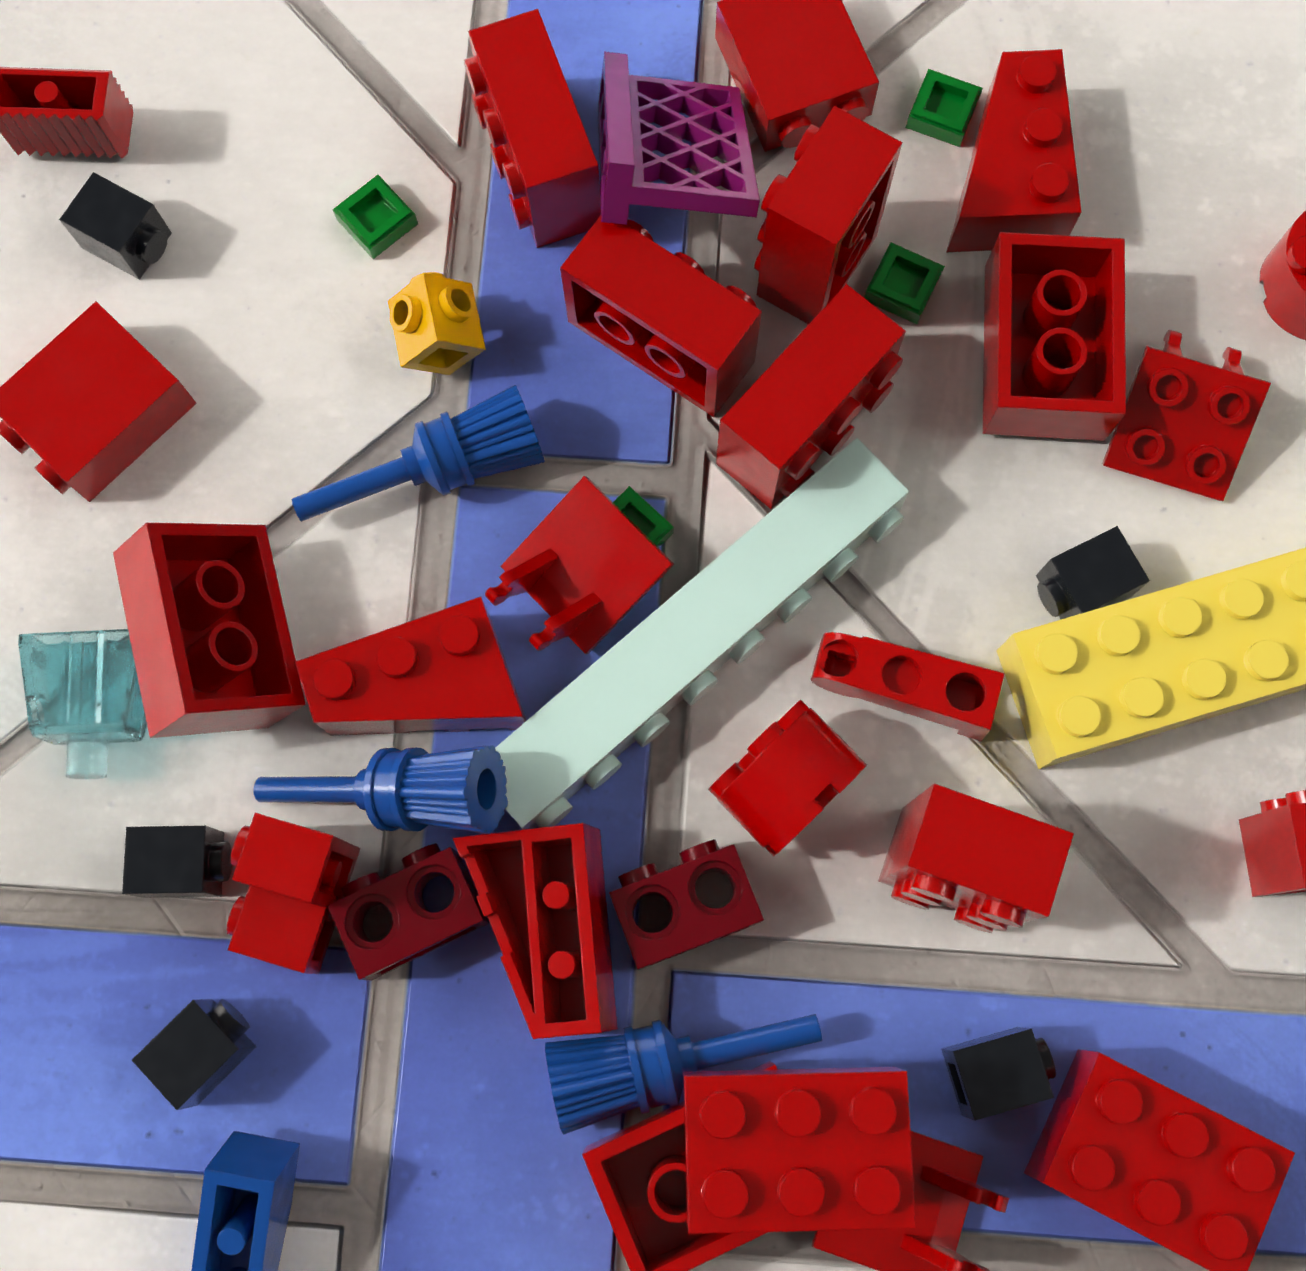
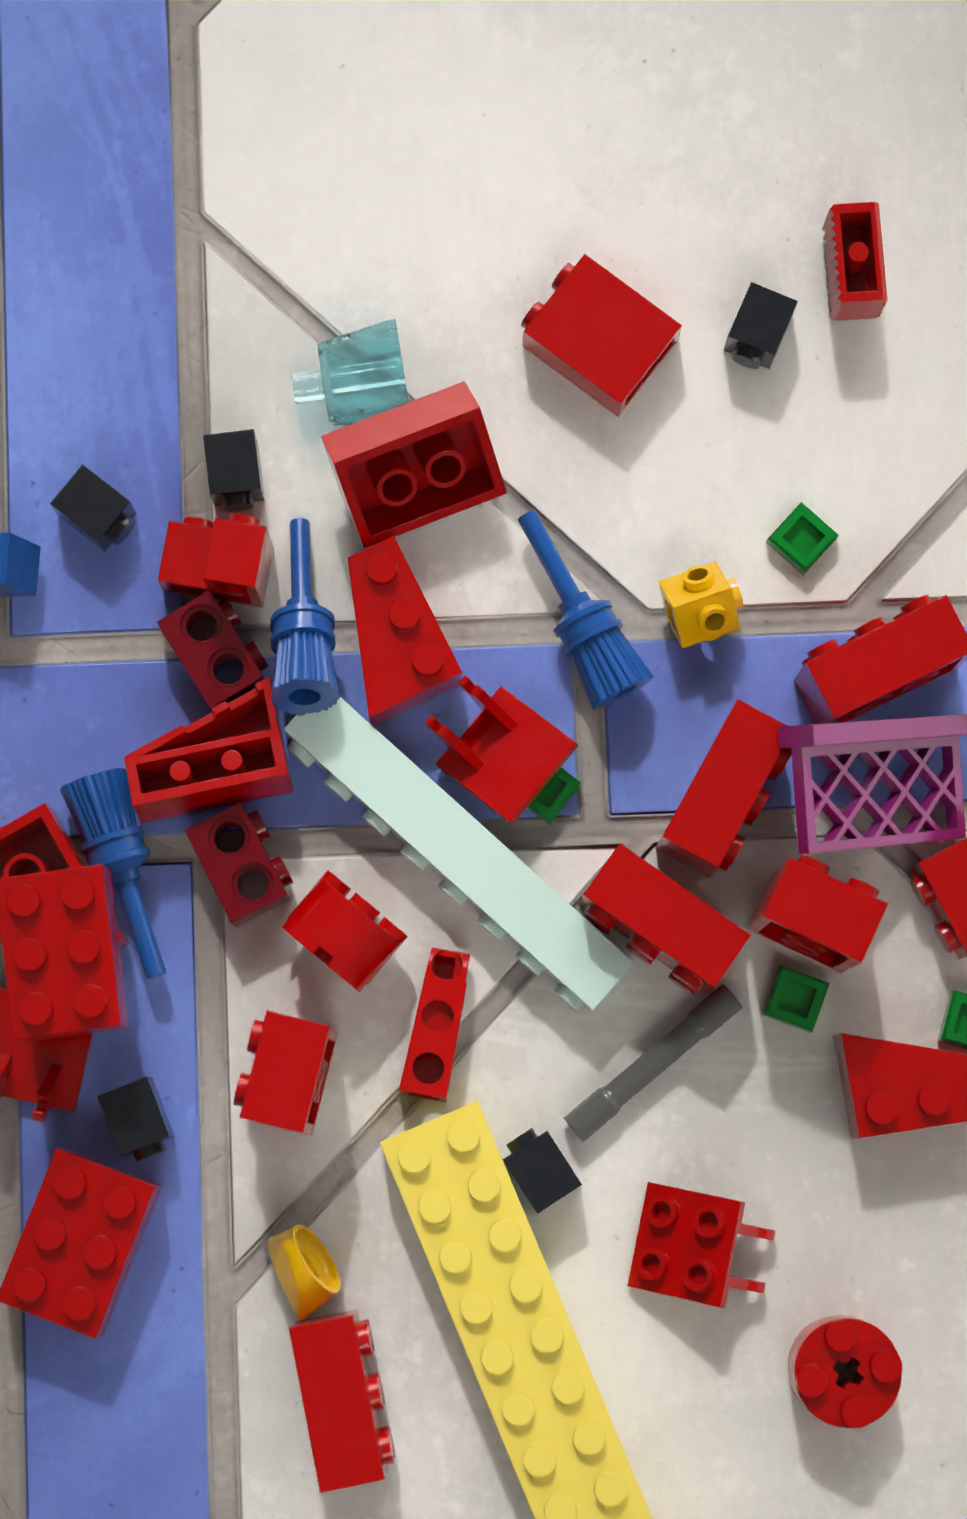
camera: 80 degrees right, 5 degrees up
(1008, 497) = (608, 1100): none -> dark grey piece
(1054, 336) = (749, 1124): red brick -> none
(1200, 875) = (304, 1269): none -> yellow piece

